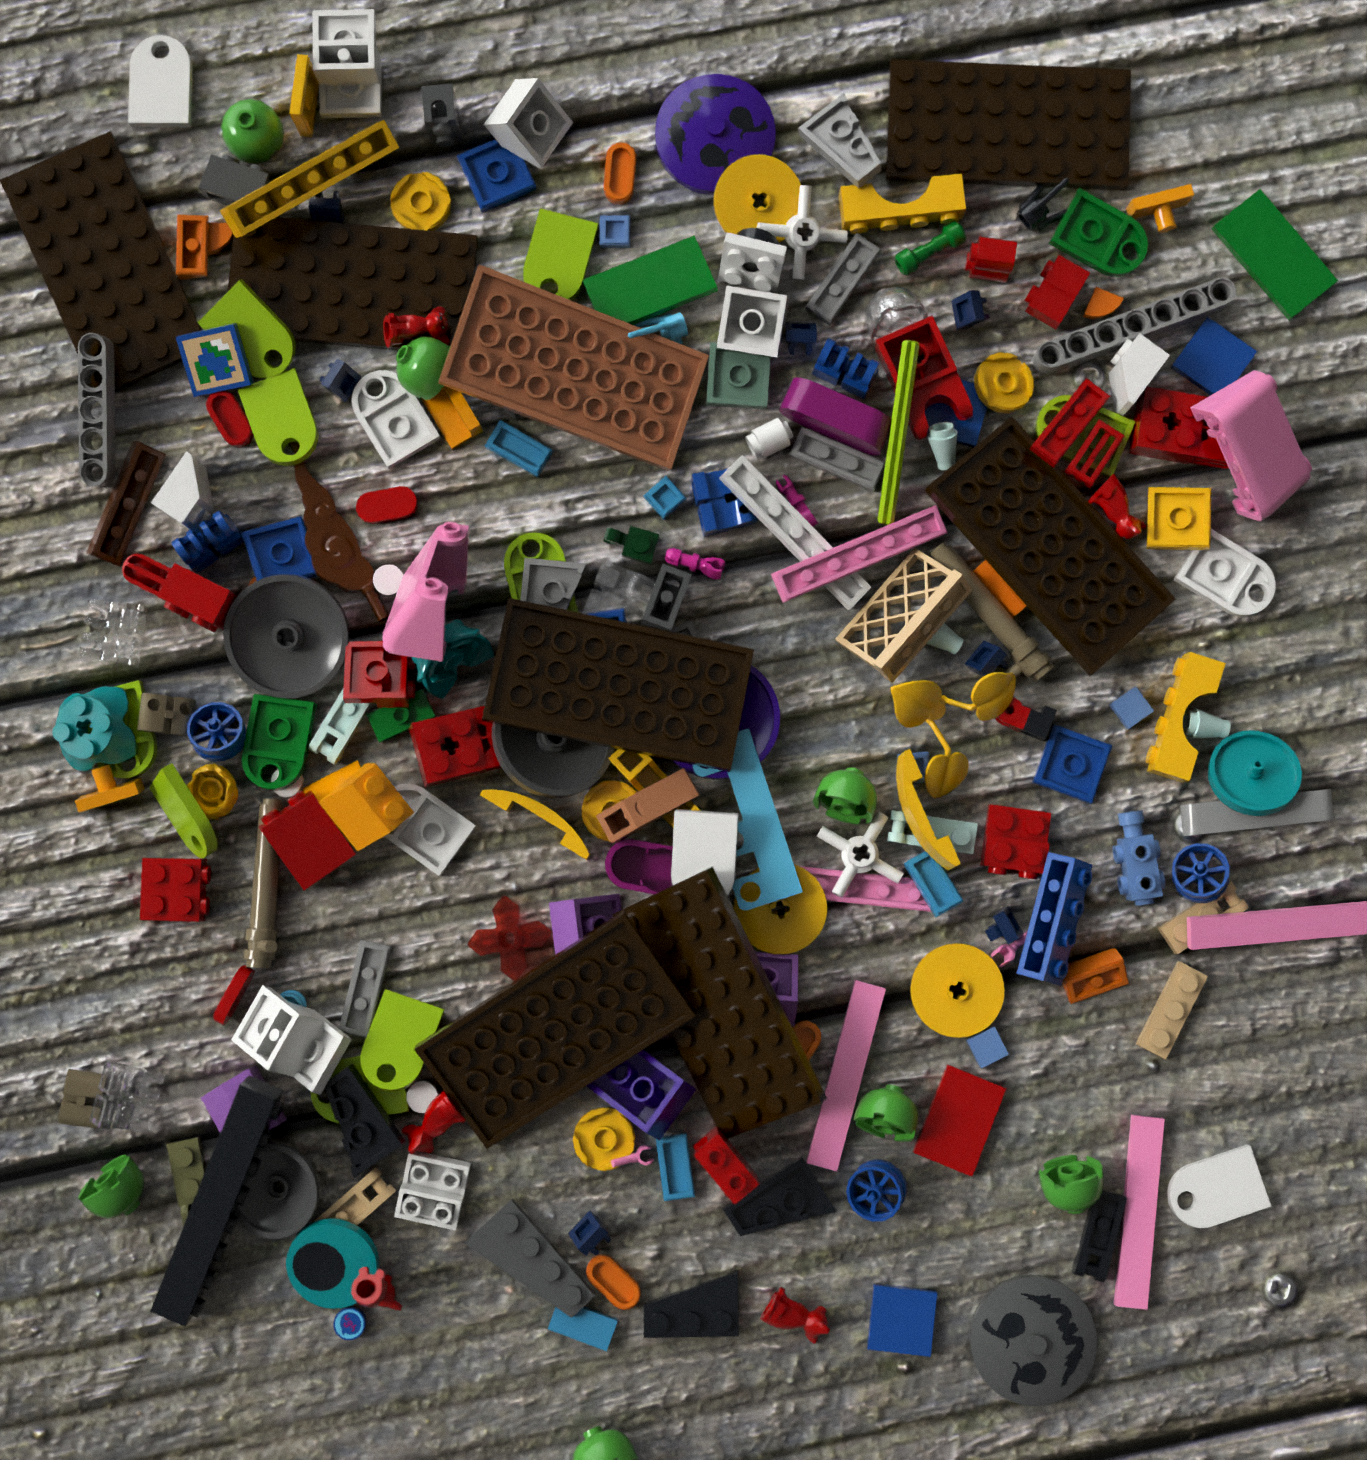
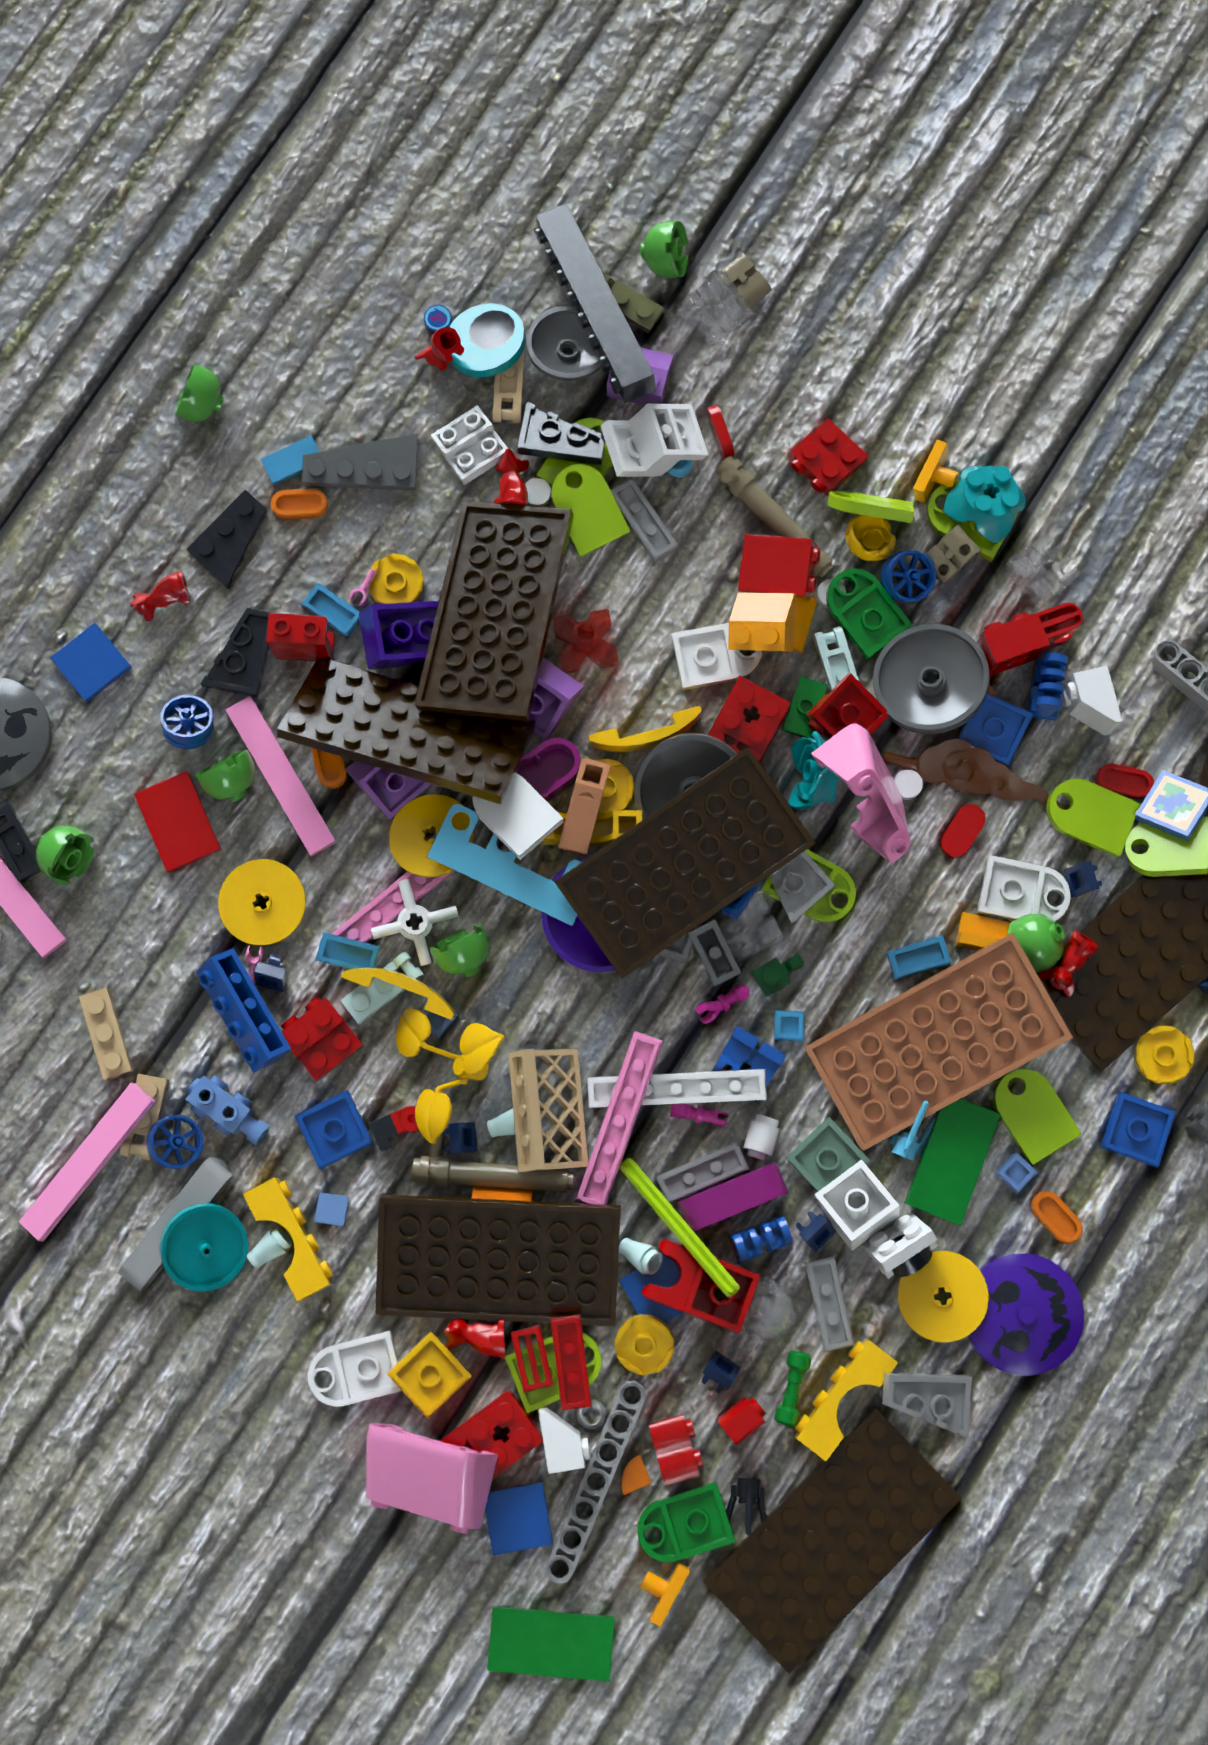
camera: 135 degrees right, 5 degrees down
(126, 503) = (1127, 659): reddish brown slope -> none
(529, 121) = (1153, 1184): white slope -> none
(588, 1234) = (344, 514): dark blue tile -> none
(807, 223) = (889, 1315): white bar -> none
(987, 1047) = (205, 886): medium blue tile -> none
(1095, 975) = (180, 1004): orange slope -> none

